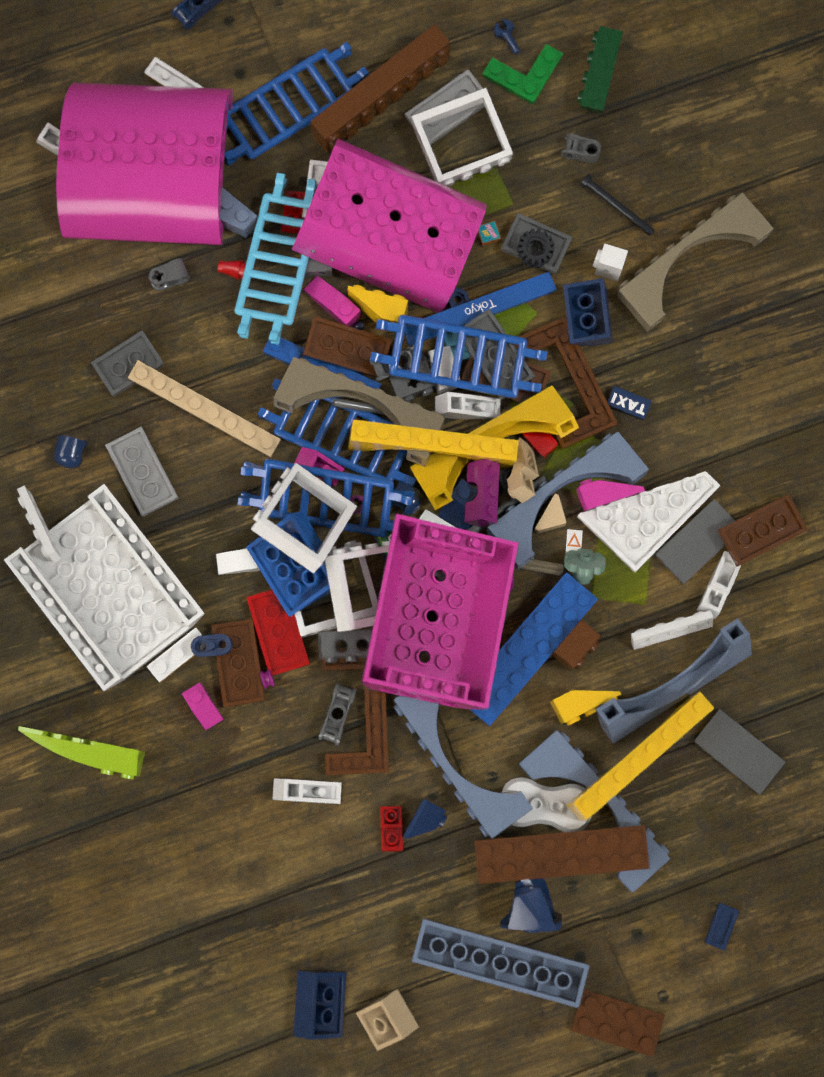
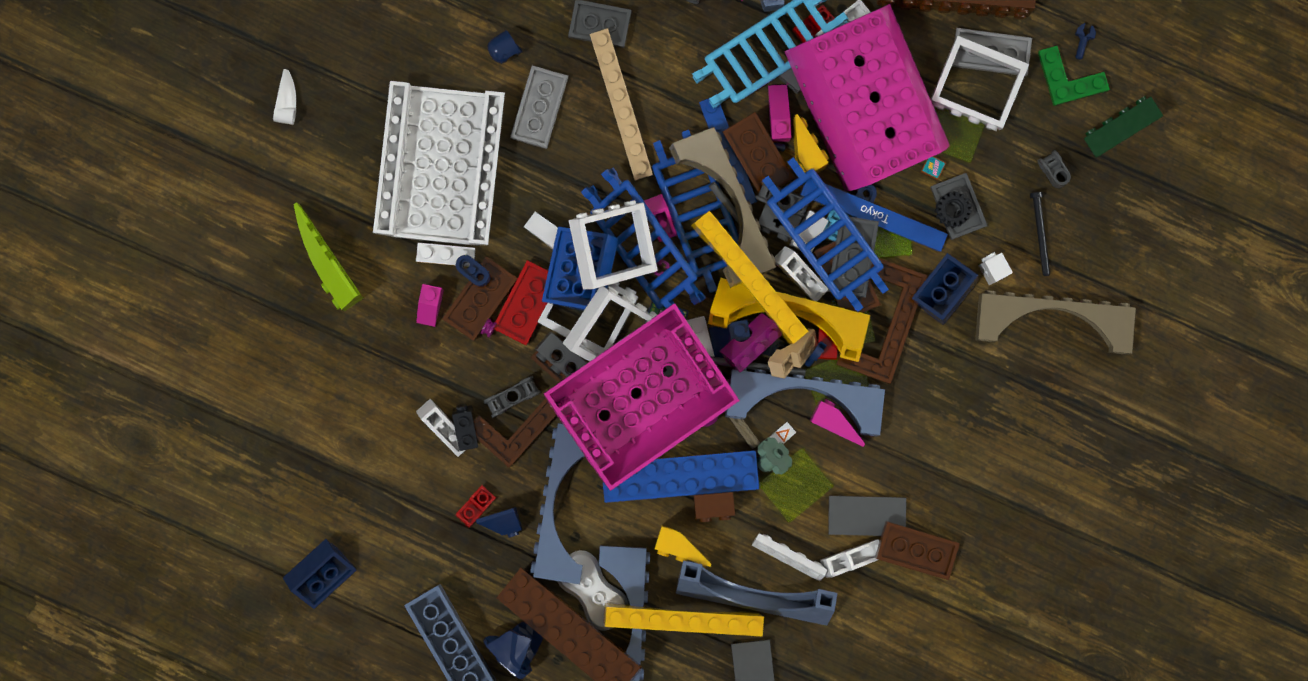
camera: 45 degrees right, 5 degrees up
(41, 531) = (432, 85): white plate -> none
(232, 268) = (733, 25): red cone -> none
(323, 774) = (464, 427): none -> black bracket
(387, 1020) = (353, 627): tan slope -> none
(416, 503) = (703, 287): dark blue helmet -> none
(539, 454) = (815, 354): none -> dark blue bar
(552, 517) = (783, 404): tan slope -> none
(629, 403) = (913, 376): dark blue tile -> none
(643, 522) = (843, 467): white wing -> none

